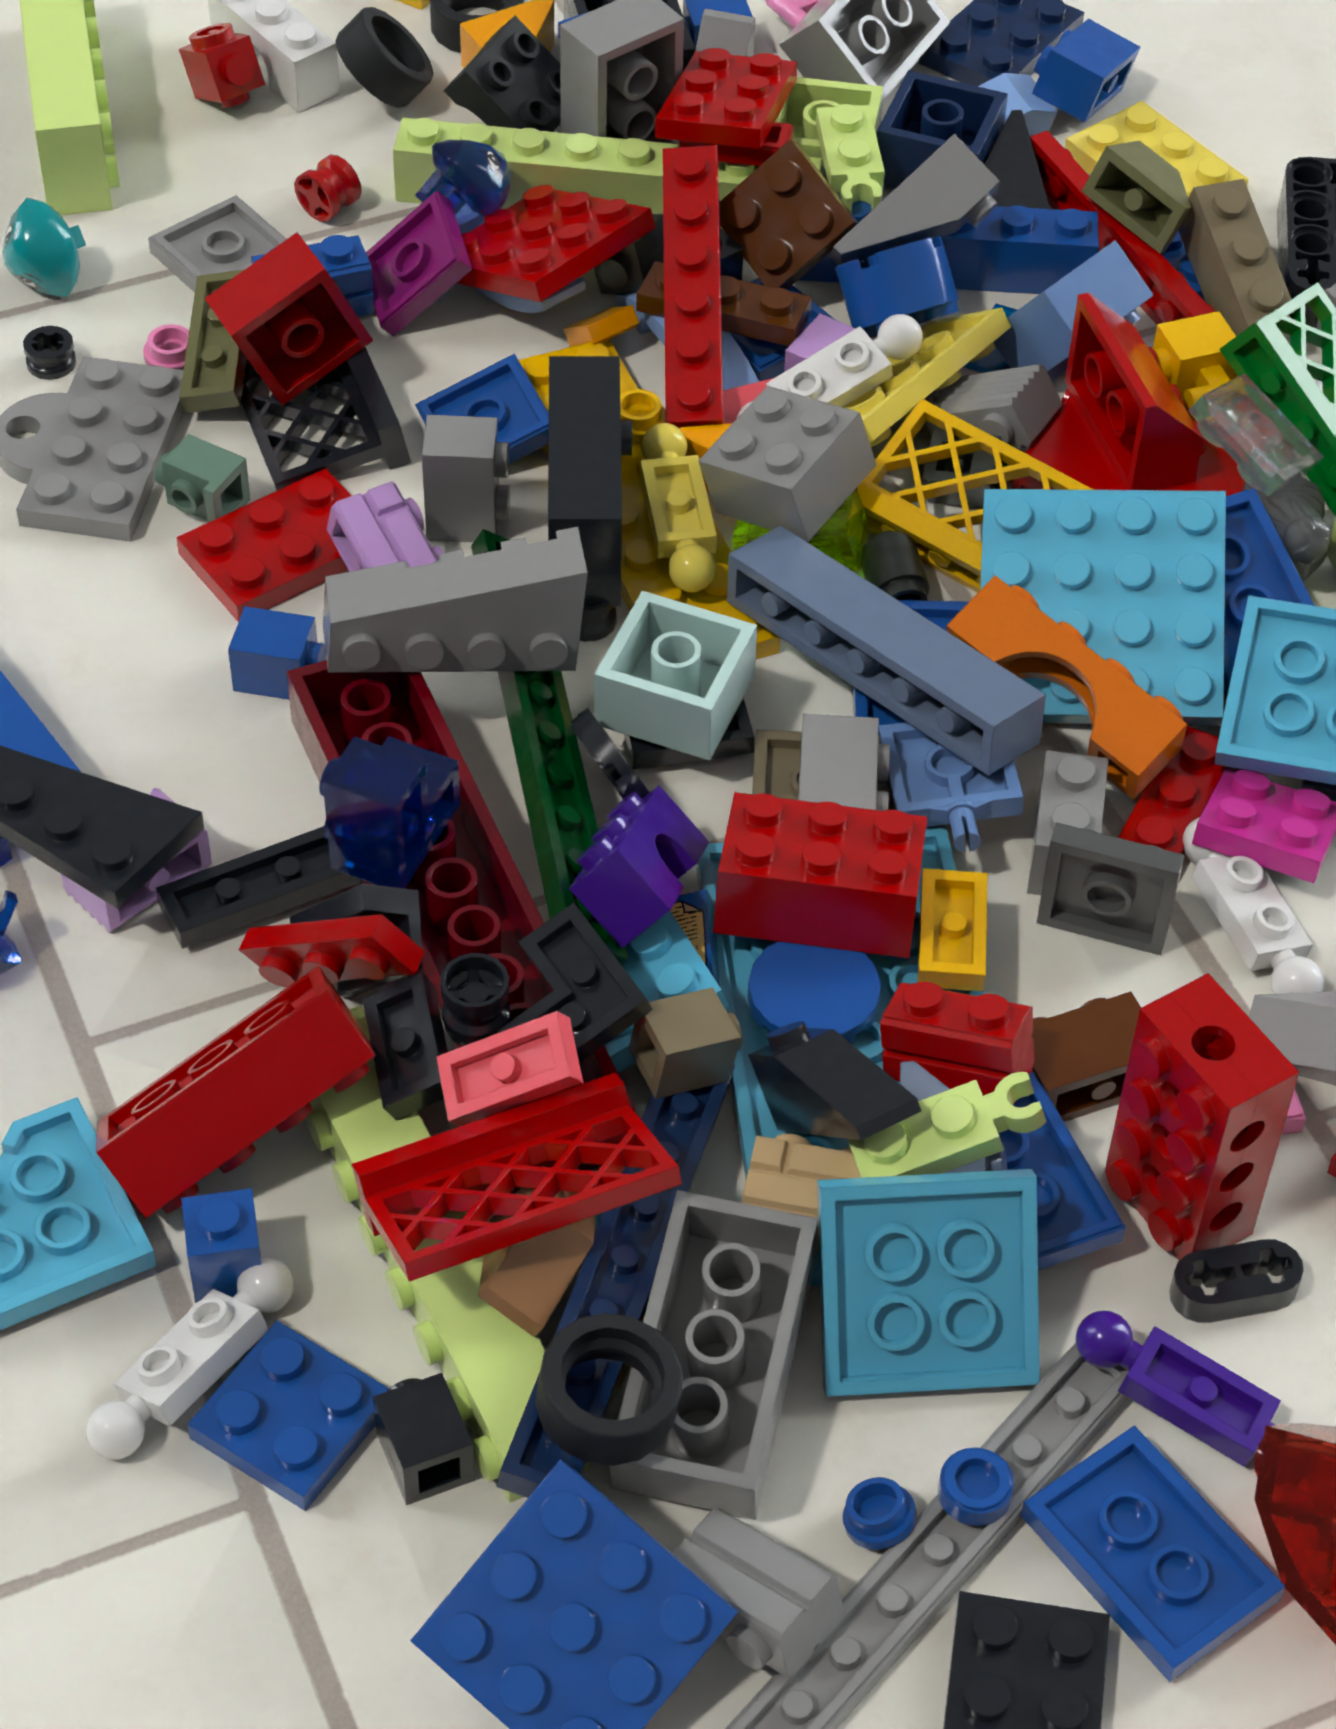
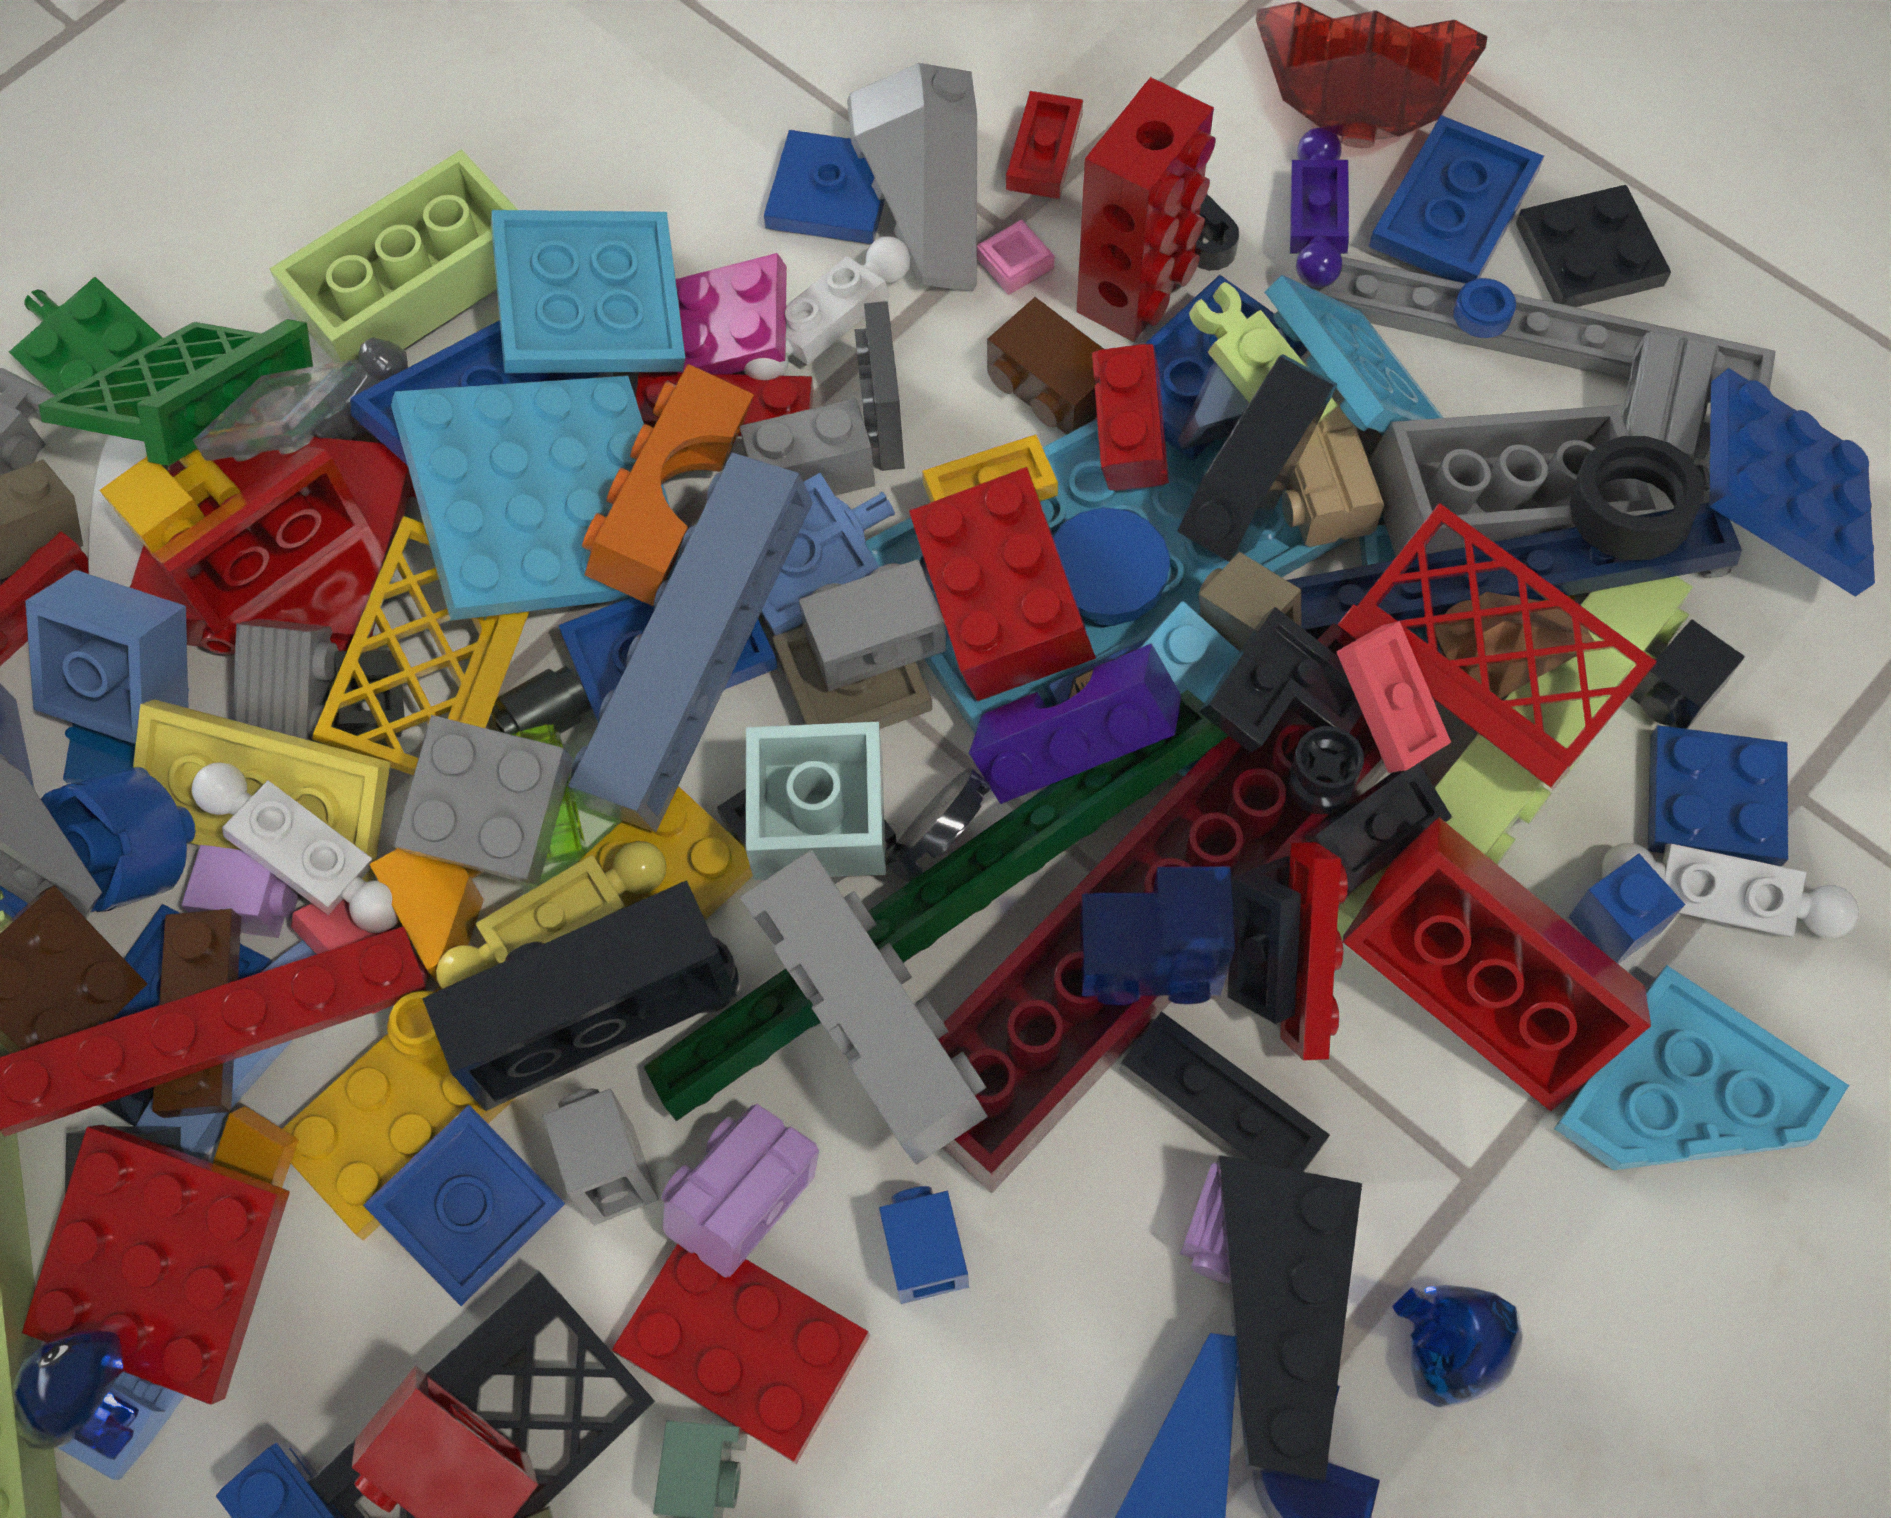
camera: 110 degrees left, 15 degrees up
(417, 263) = (224, 1407): magenta tile -> none
(879, 1513) = (1537, 365): blue plate -> none

